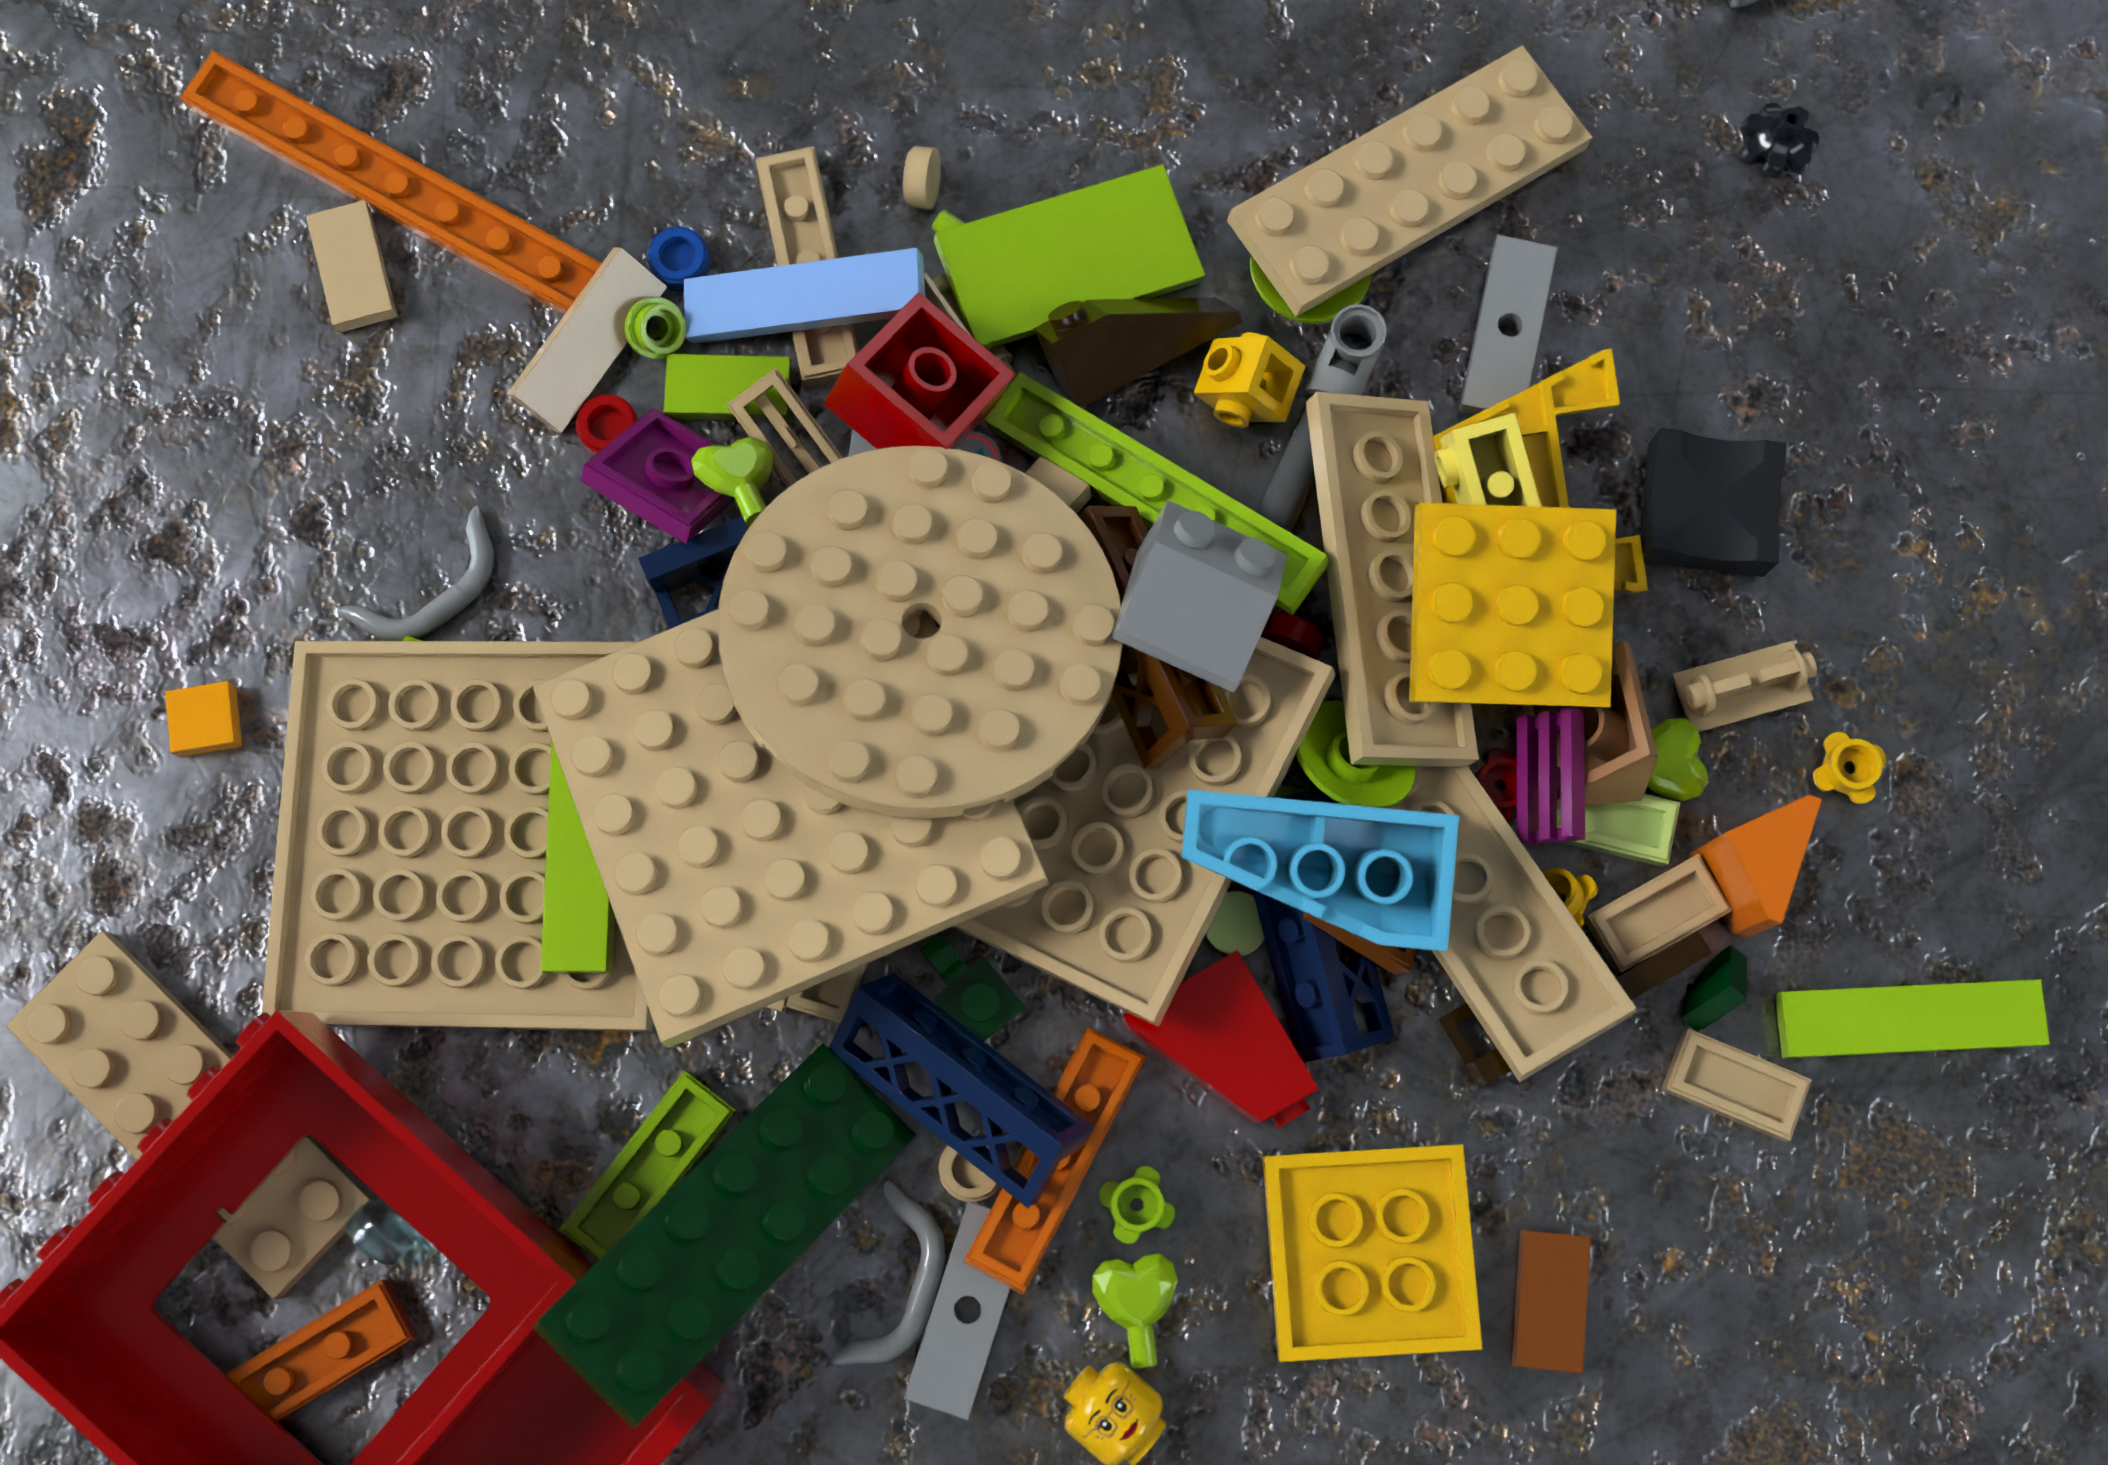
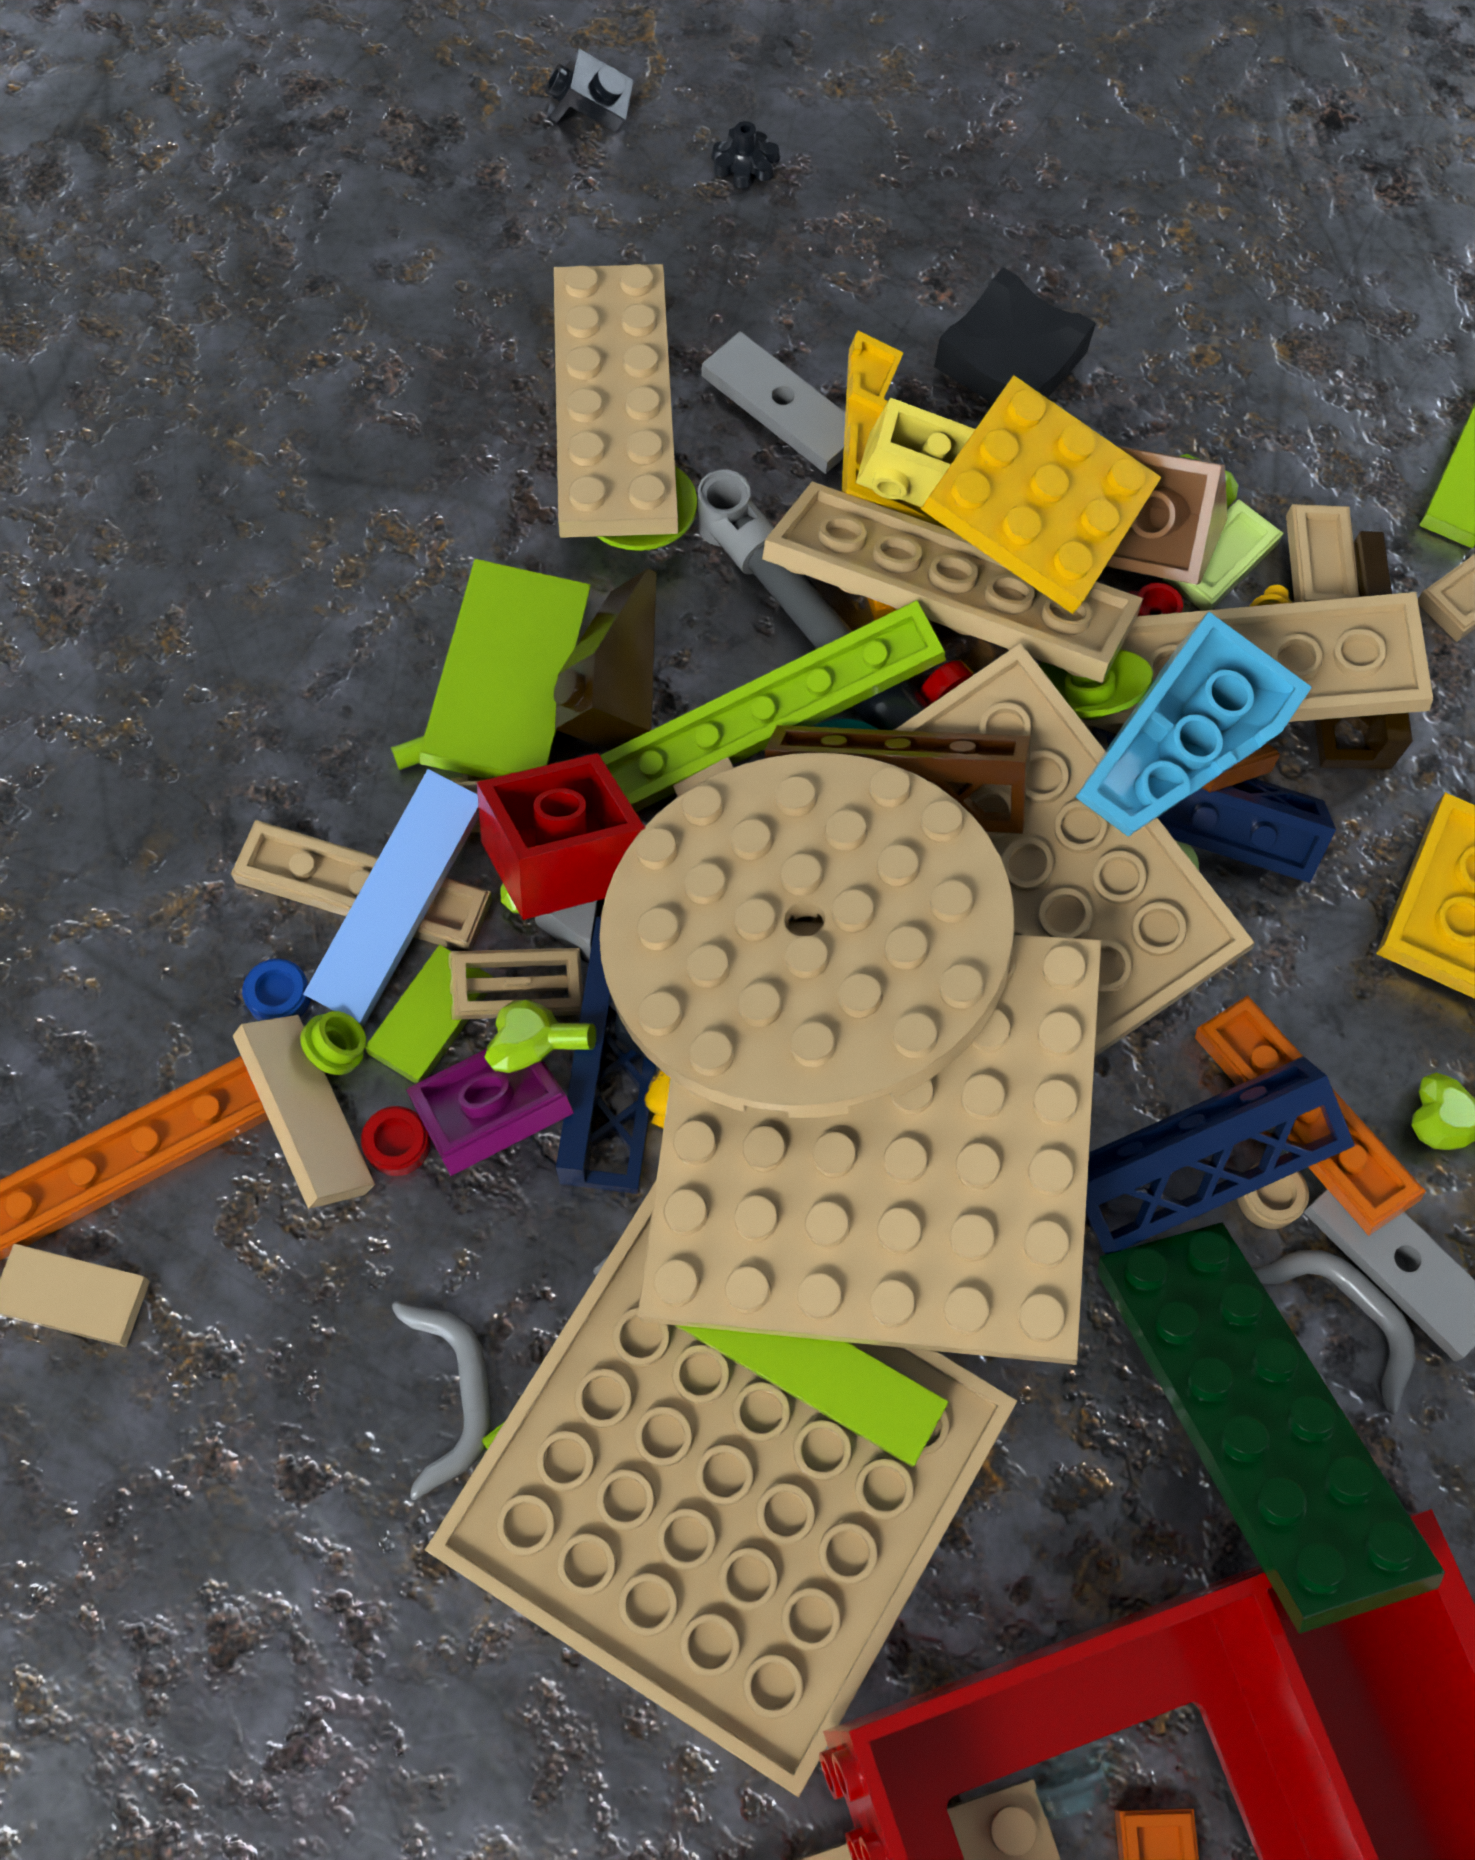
camera: 65 degrees left, 10 degrees down
(203, 719) = (438, 1698): light orange tile -> none
(649, 1164) = (1135, 1487): lime tile -> none
(921, 177) = (350, 747): tan tile -> none
(973, 995) = (1125, 1103): dark green plate -> none
(1154, 1211) = (1384, 1060): lime plate -> none
(1199, 595) = (907, 696): light grey slope -> none
(1230, 1043) = (1288, 913): red slope -> none
(1249, 380) = (709, 595): yellow brick -> none
(1541, 777) = (1168, 579): magenta tile -> none
(1717, 989) = (1406, 556): dark green tile -> none
(1745, 685) = (1169, 403): tan hinge -> none
(1760, 865) = (1332, 458): orange slope -> none
(1865, 757) = (1271, 377): yellow plate -> none

